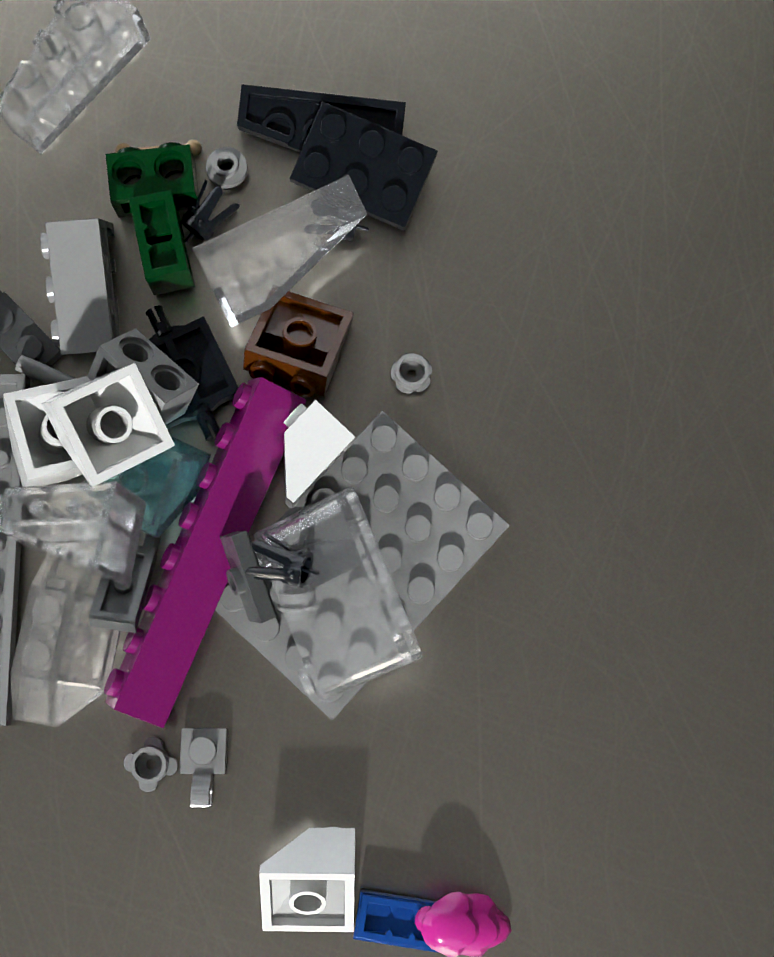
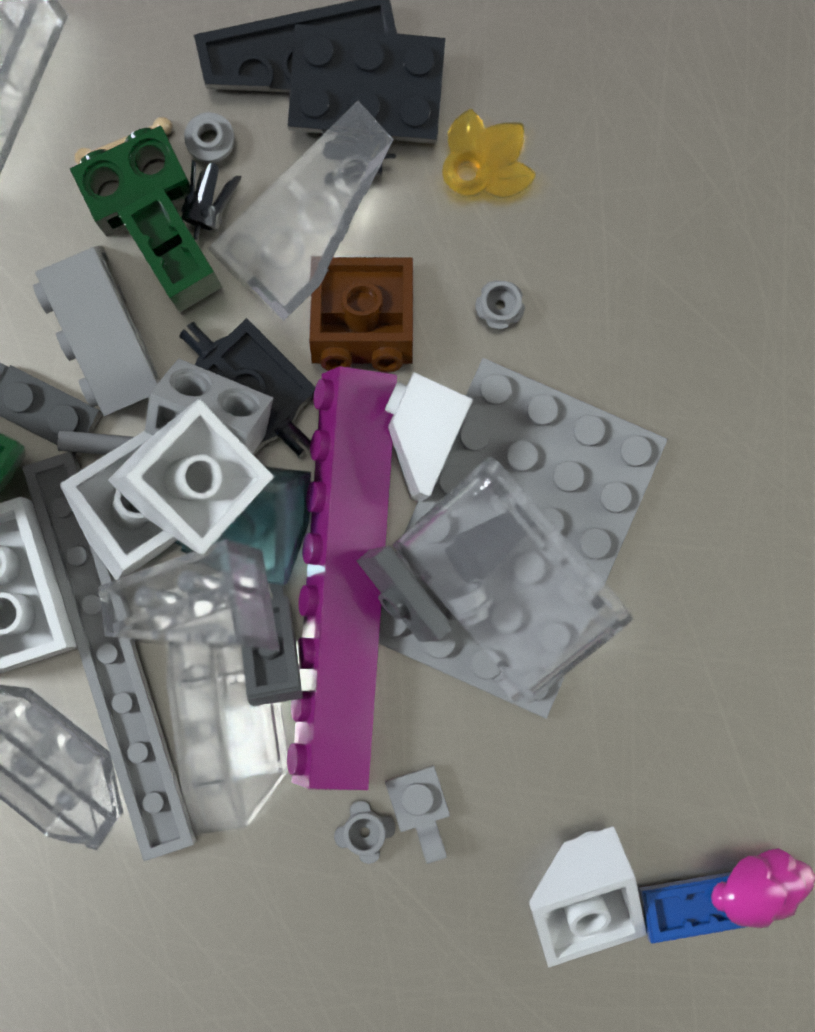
camera: 10 degrees left, 5 degrees up
(296, 563) = (458, 562): black piece -> none
(445, 253) = (490, 153): none -> clear yellow plate

